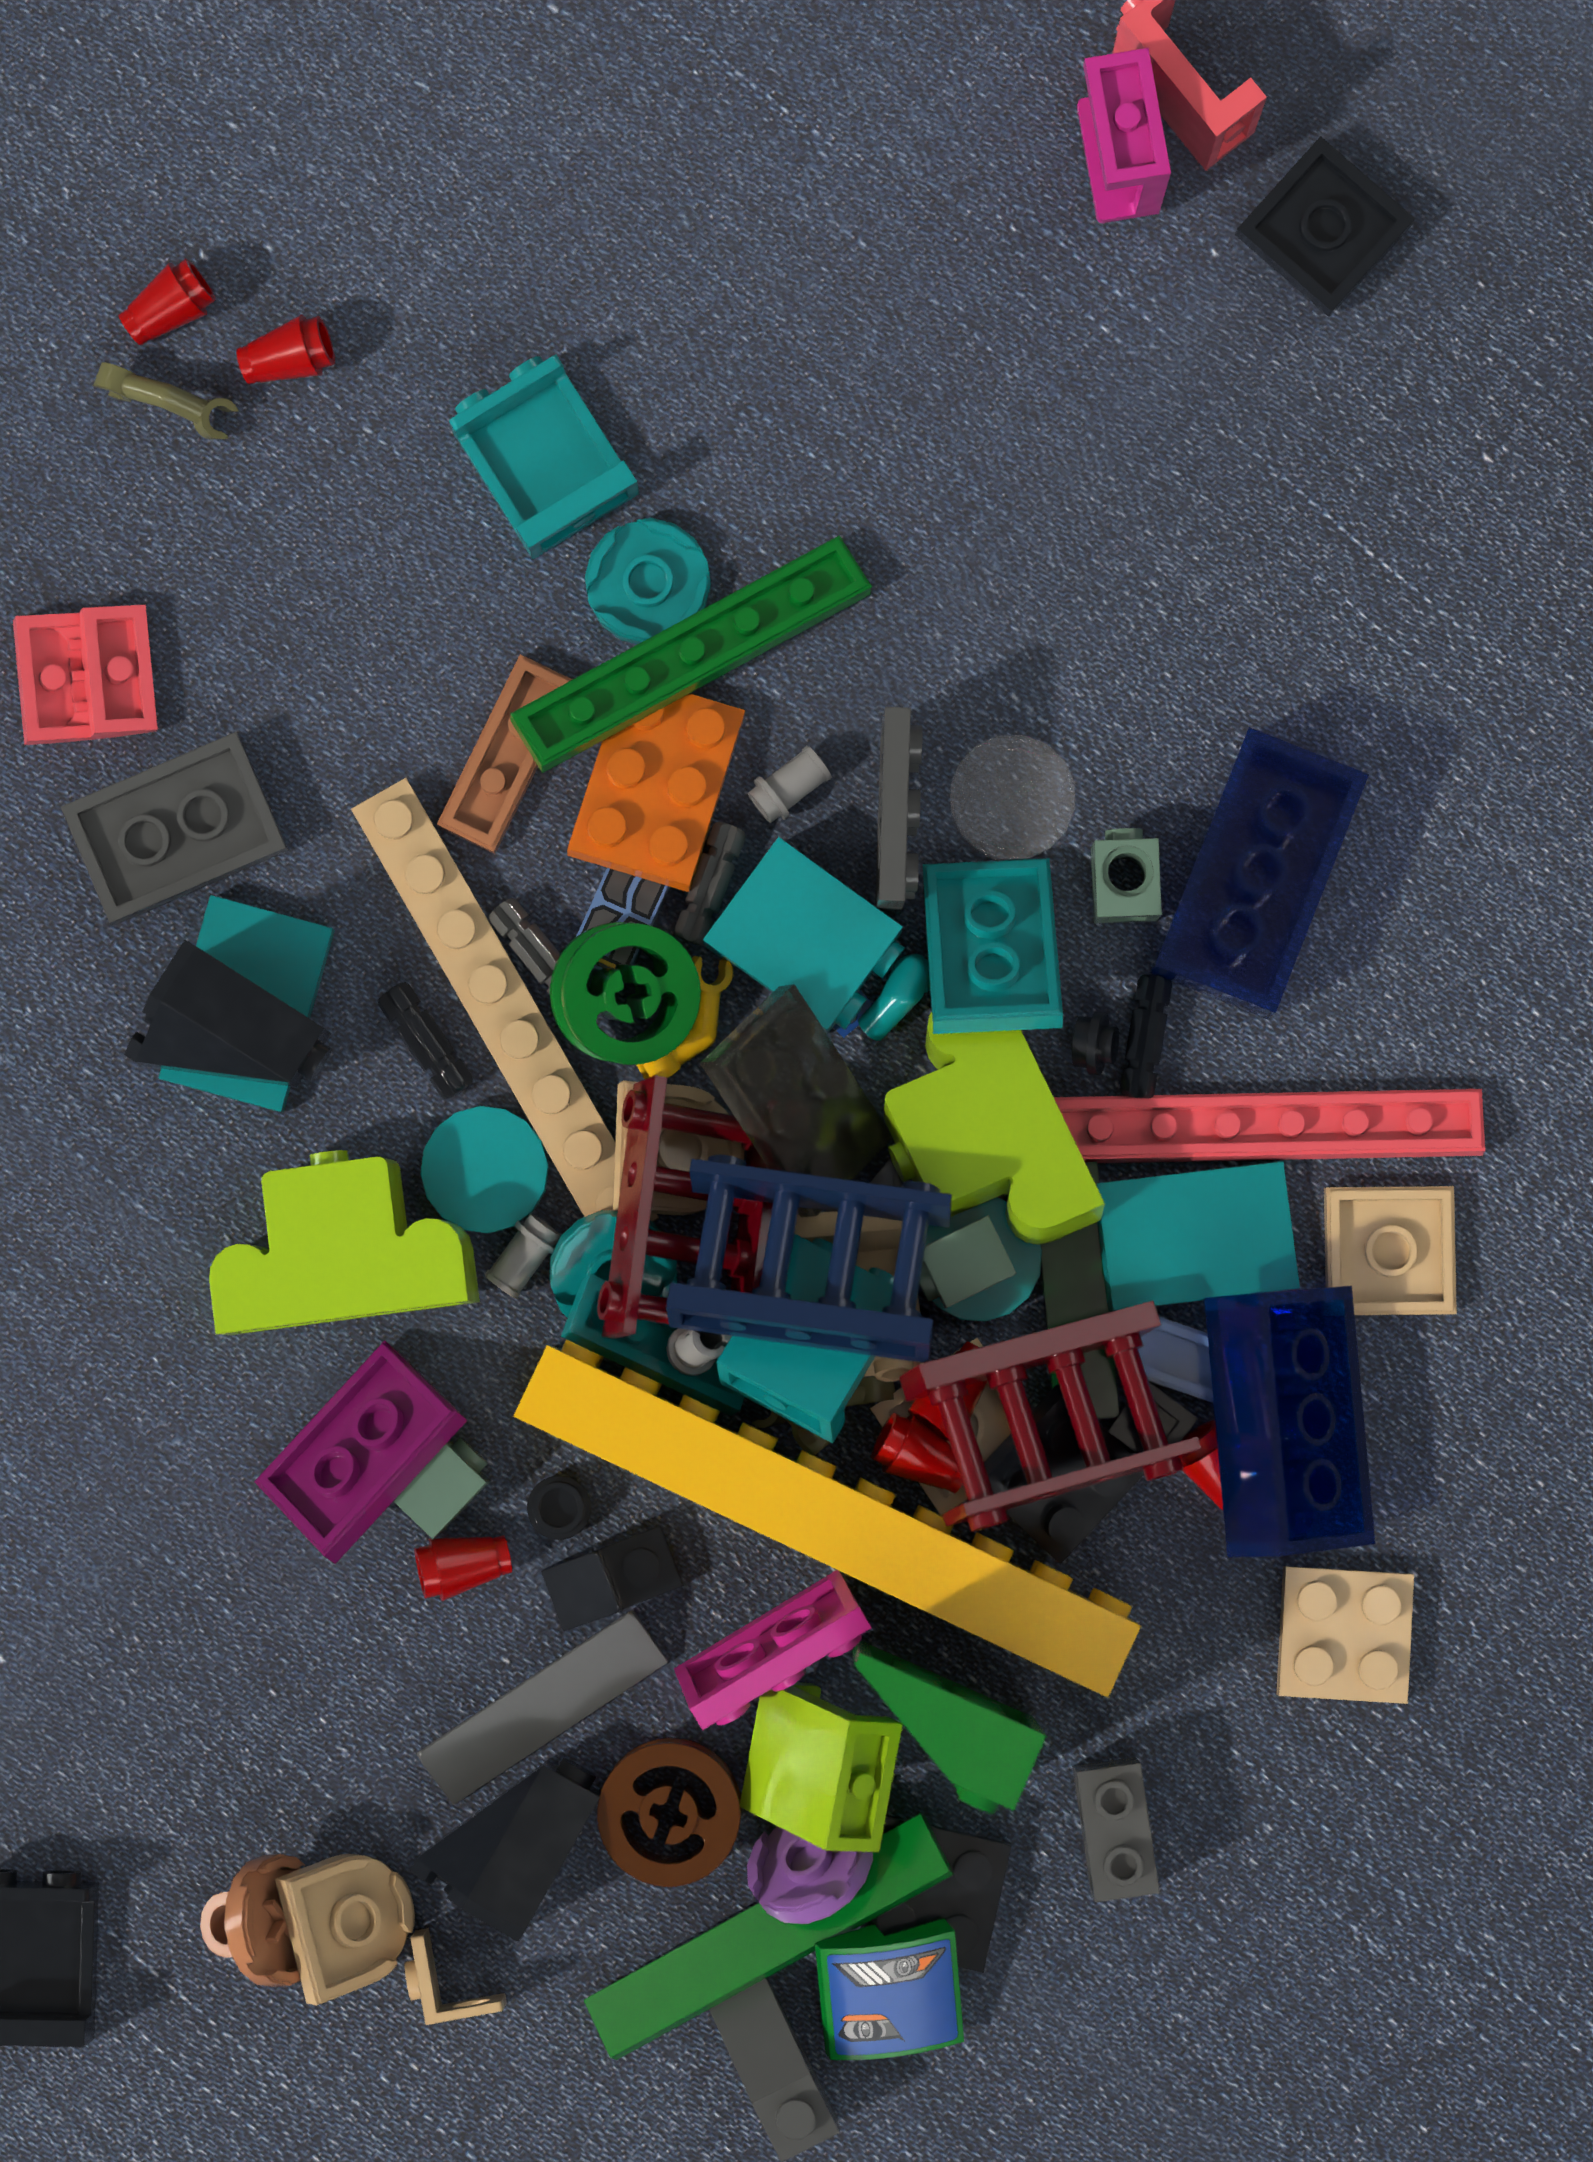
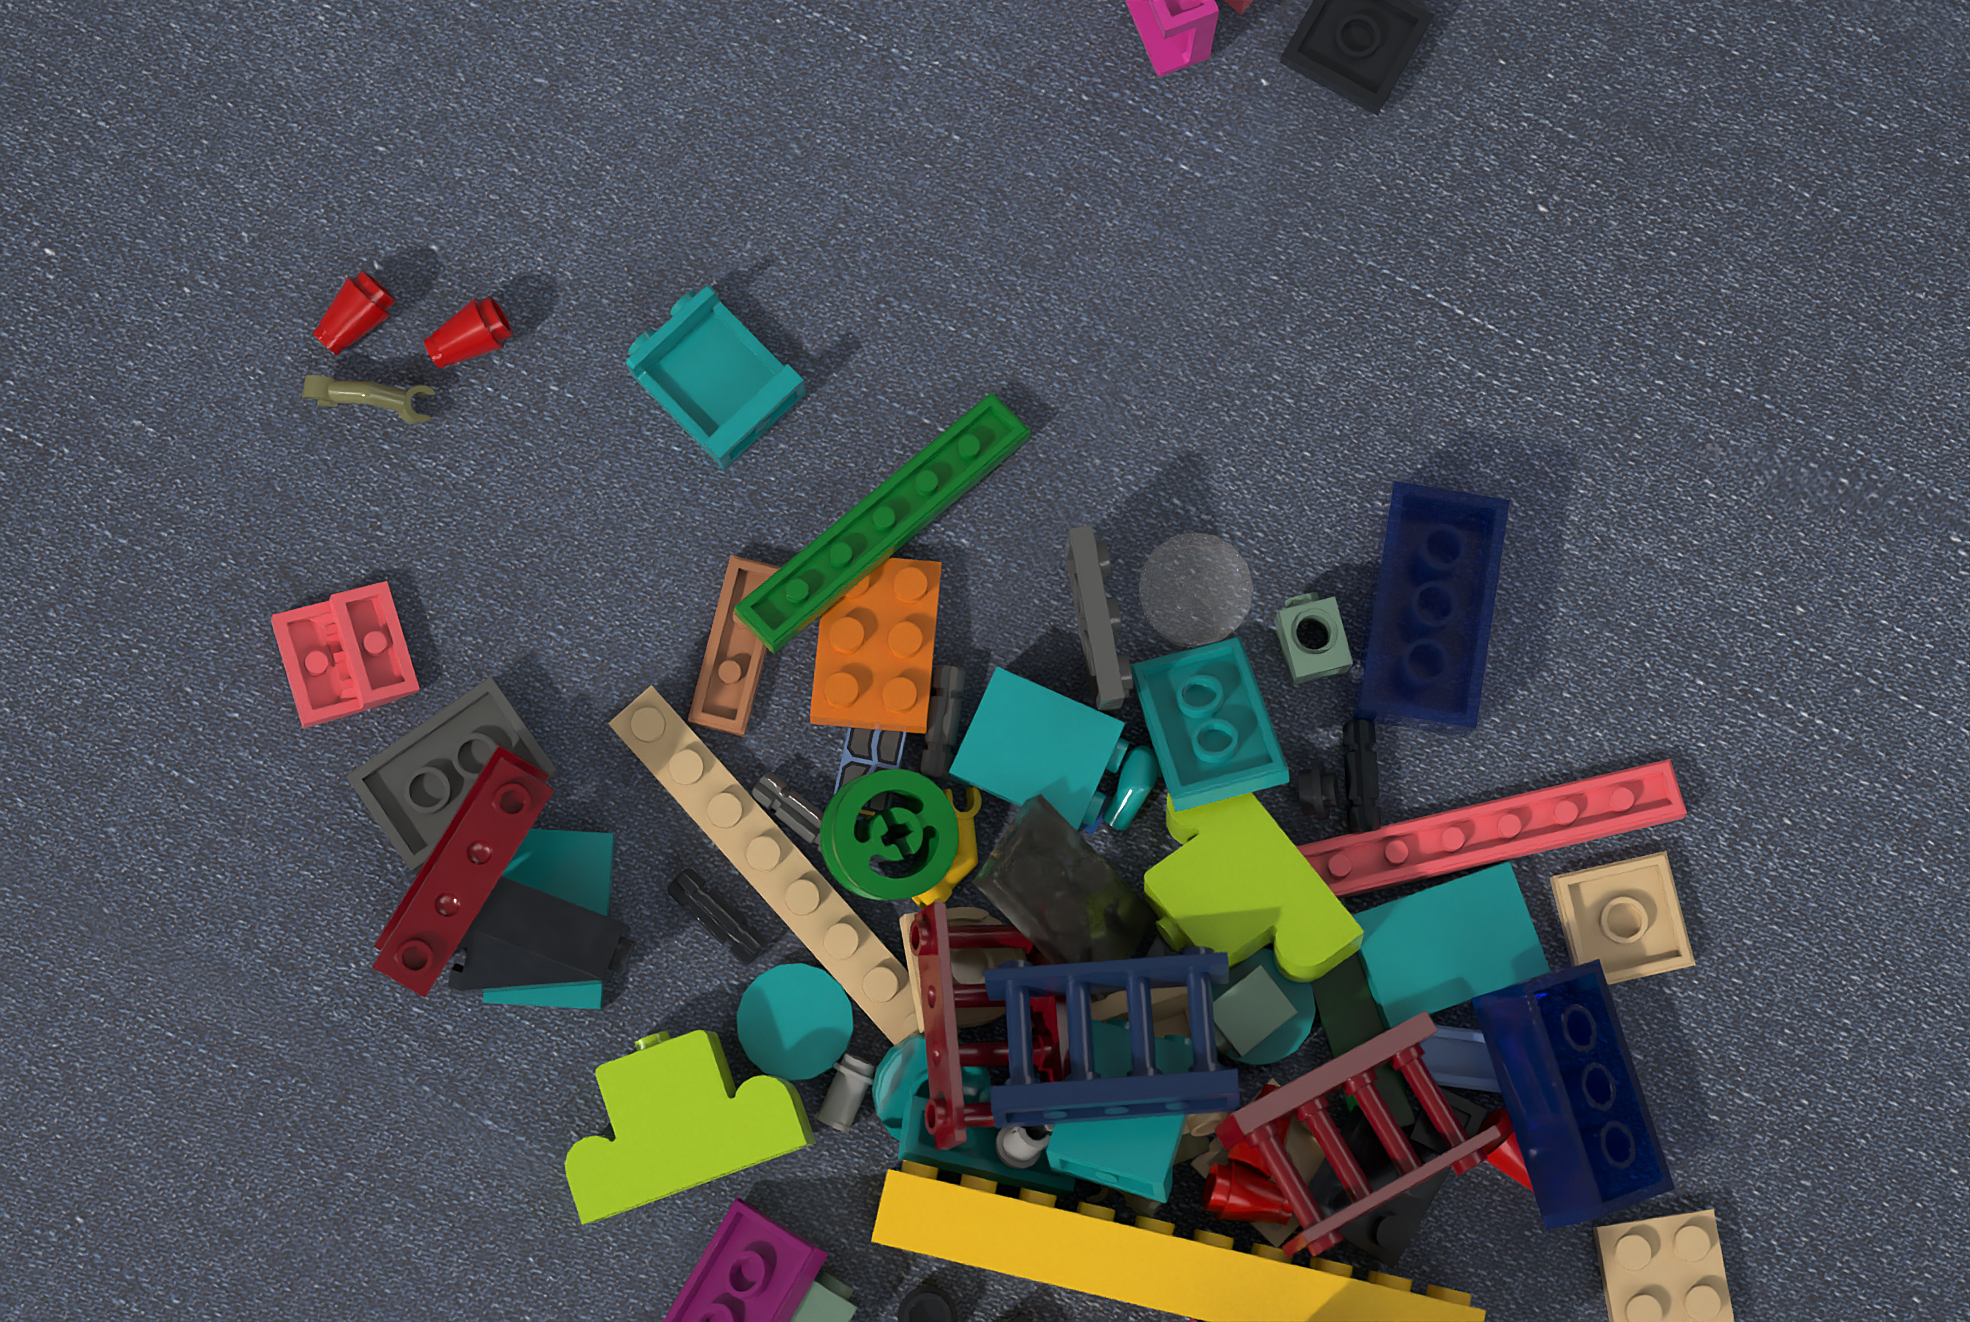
camera: 15 degrees left, 5 degrees down
(163, 934) = (461, 870): none -> dark red fence
(646, 579) = (828, 465): teal tile -> none
(789, 784) = (994, 619): light grey pin -> none

